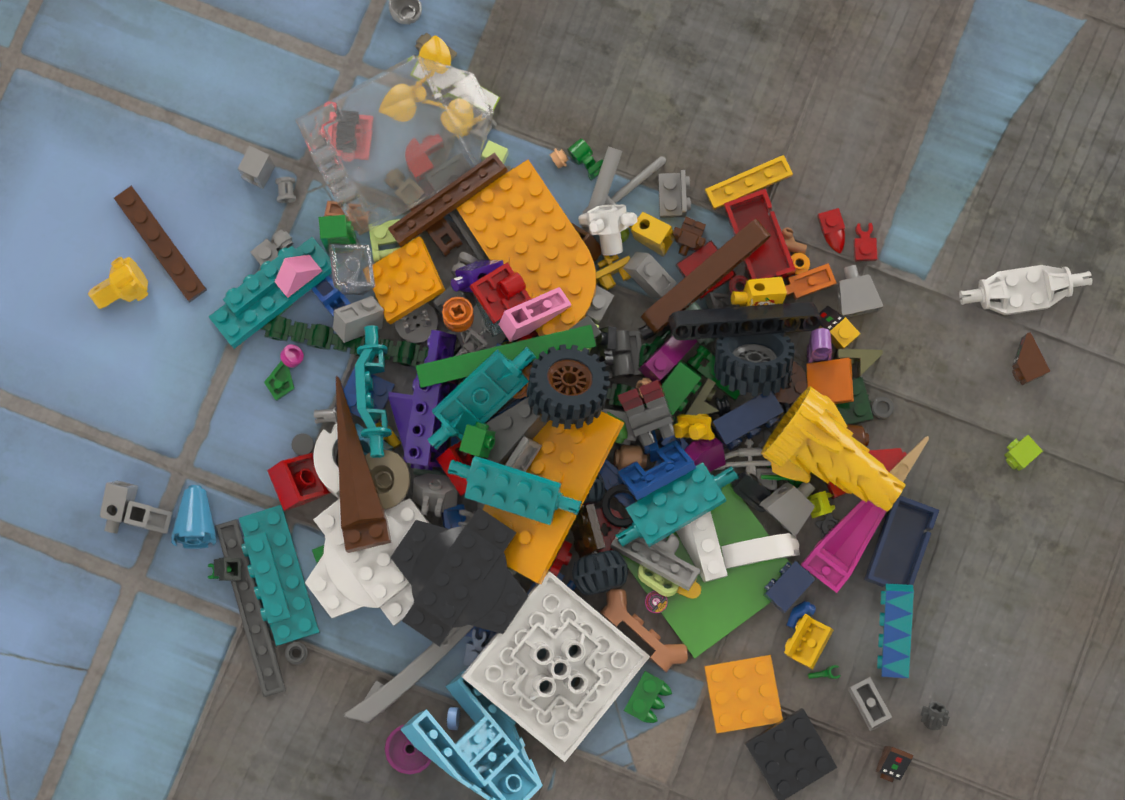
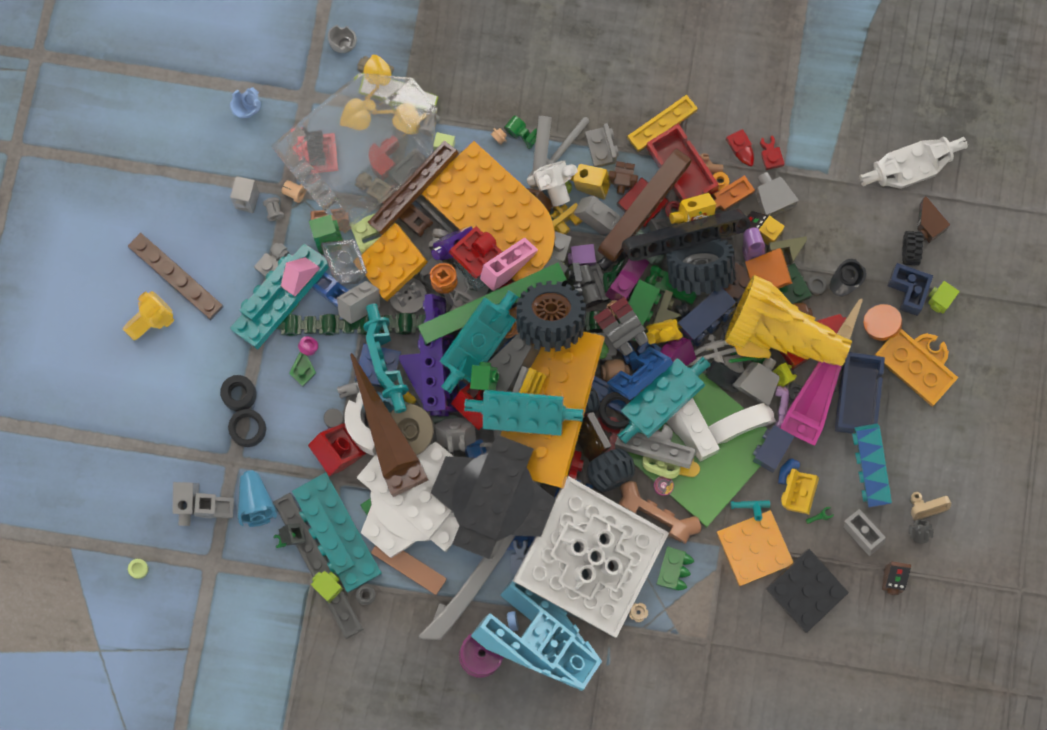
camera: 10 degrees left, 5 degrees down
(50, 568) = (138, 568): none -> yellowish green tile
(192, 423) = (243, 414): none -> black tyre
(194, 382) = (232, 382): none -> black tyre
(254, 634) = (326, 585): none -> lime brick
(279, 61) = (245, 104): none -> light blue hair
(312, 174) = (297, 191): none -> light nougat bush
(356, 636) = (413, 569): none -> nougat tile
(531, 458) = (532, 382): none -> yellow tile
(602, 740) = (643, 612): none -> tan plate
(623, 318) = (582, 254): none -> medium lavender brick
(755, 646) = (755, 505): none -> teal piece
(812, 539) = (784, 404): none -> lavender arm
(918, 407) = (847, 277): none -> black piece
(947, 467) = (882, 322): none -> orange tile
(955, 691) = (922, 510): none -> tan piece
(976, 524) = (919, 365): none -> light orange plate
(993, 432) = (914, 284): none -> dark blue brick
(1000, 389) = (912, 248): none -> black tyre

